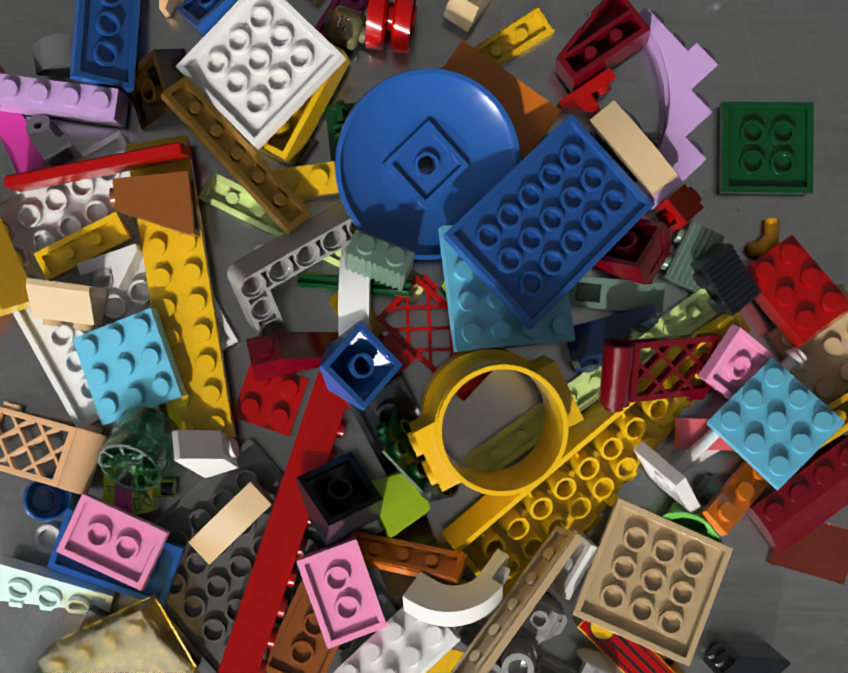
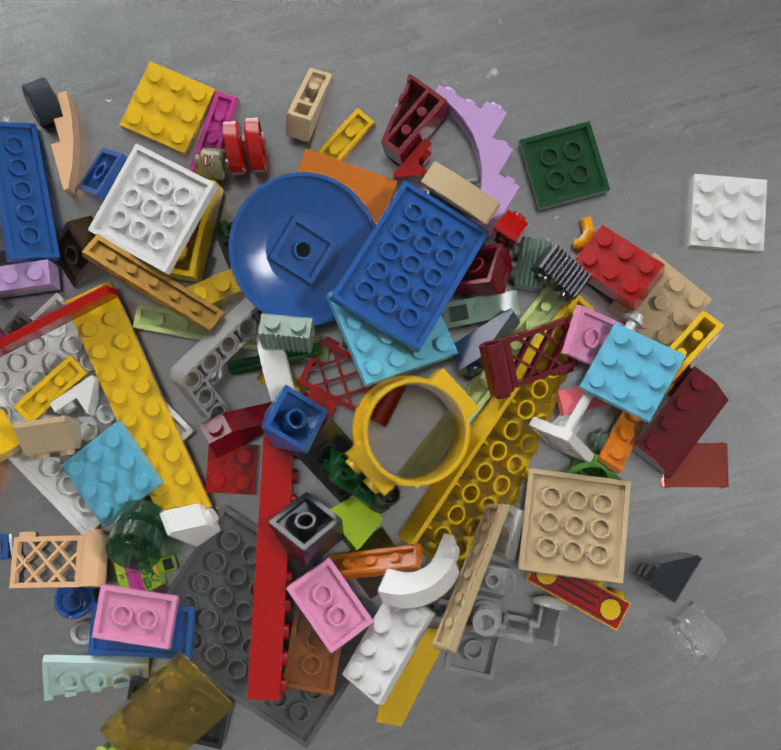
camera: 15 degrees left, 5 degrees down
(160, 200) = (102, 335): dark orange slope -> none
(231, 521) = (226, 574): tan slope -> none

